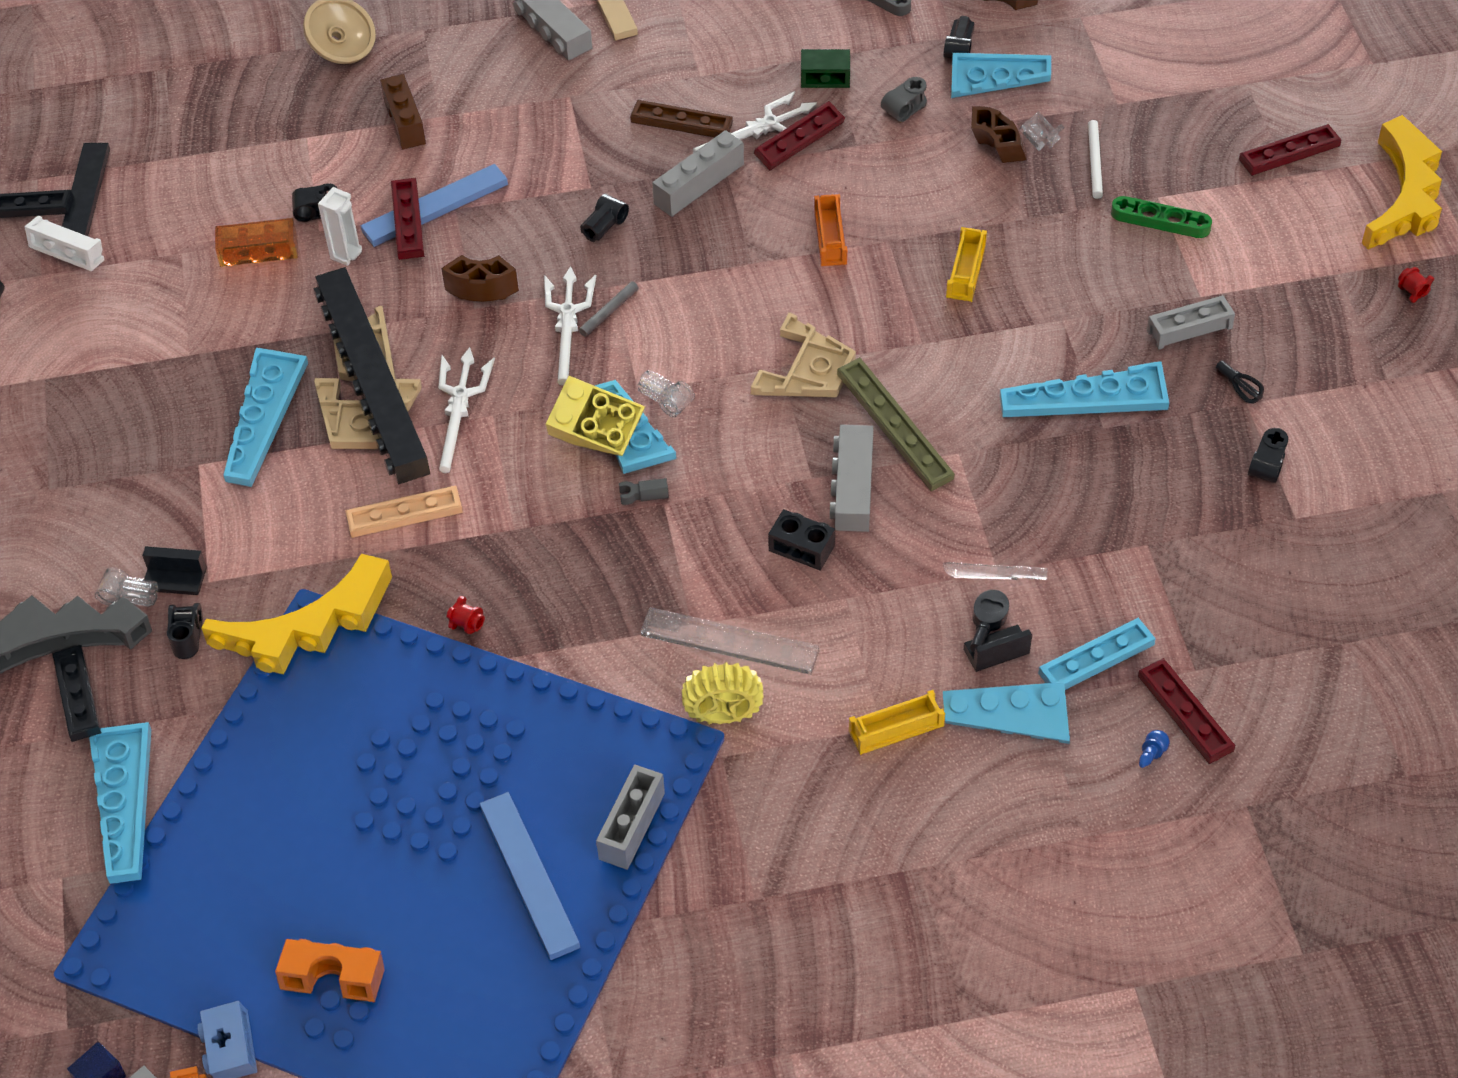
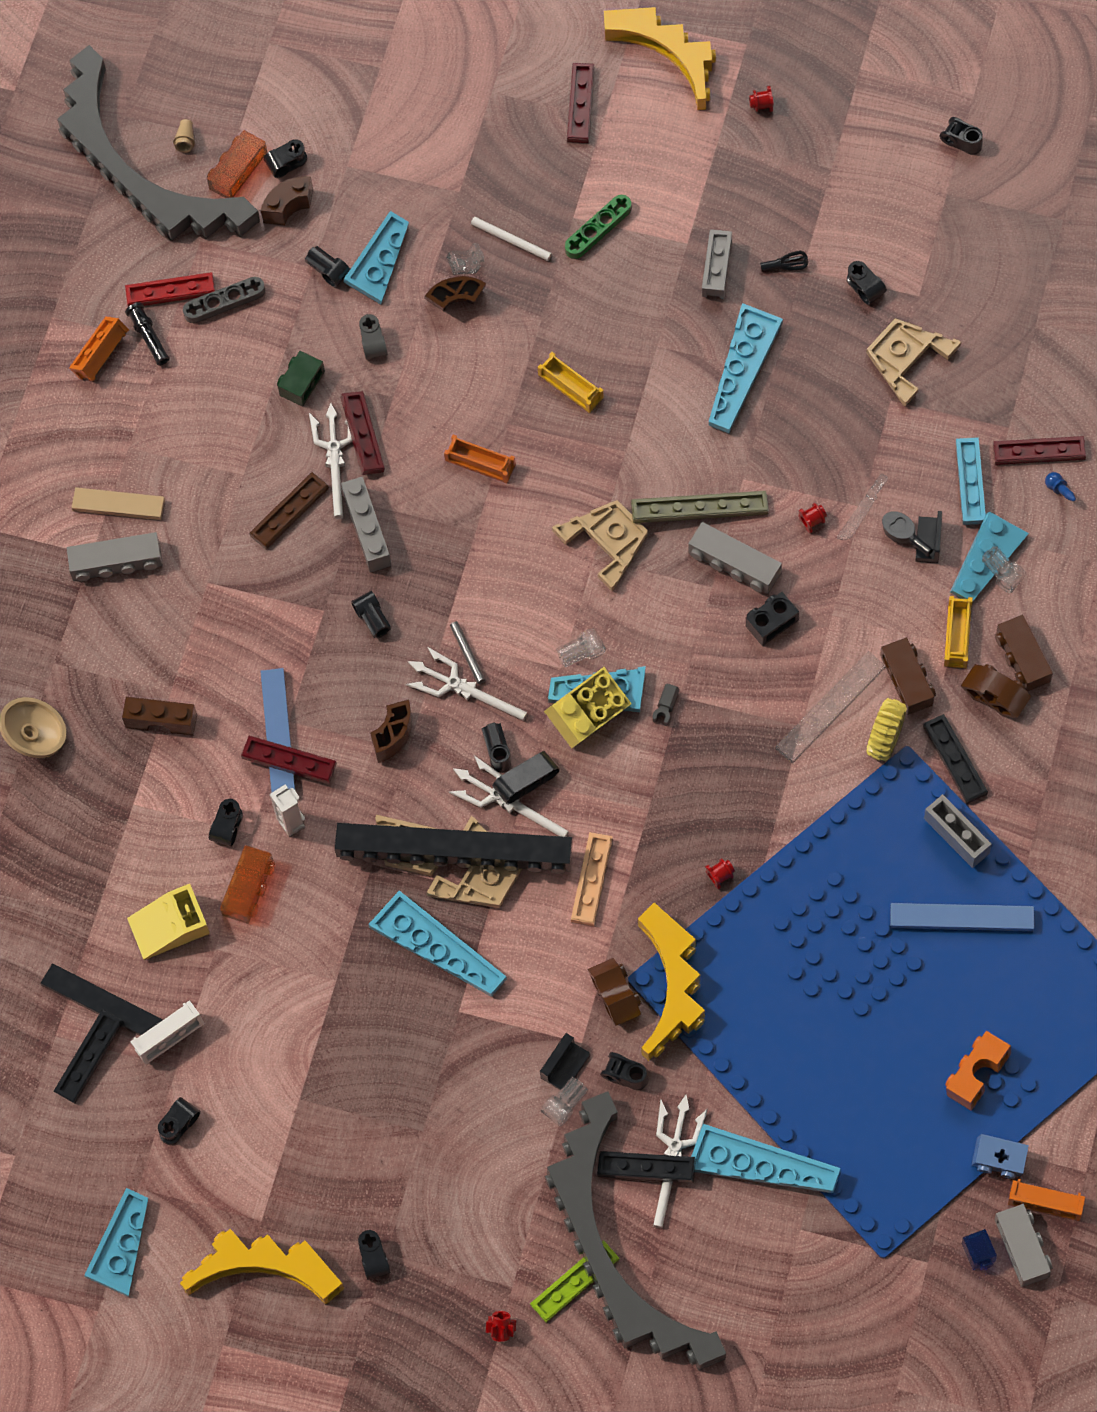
camera: 60 degrees left, 15 degrees up
(107, 714) = (674, 1149): none -> white piece
(190, 204) = (168, 922): none -> light yellow slope
(274, 578) = (615, 992): none -> reddish brown brick
(487, 404) = (526, 777): none -> beam
(505, 372) = (496, 746): none -> black piece
(734, 788) = (955, 758): none -> black tile
(808, 694) = (908, 675): none -> reddish brown brick
(840, 787) = (996, 690): none -> reddish brown brick
(908, 798) = (1023, 653): none -> reddish brown brick
(949, 525) = (812, 516): none -> red brick
(1001, 736) = (1007, 572): none -> clear piece
(1211, 522) = (900, 348): none -> tan wing

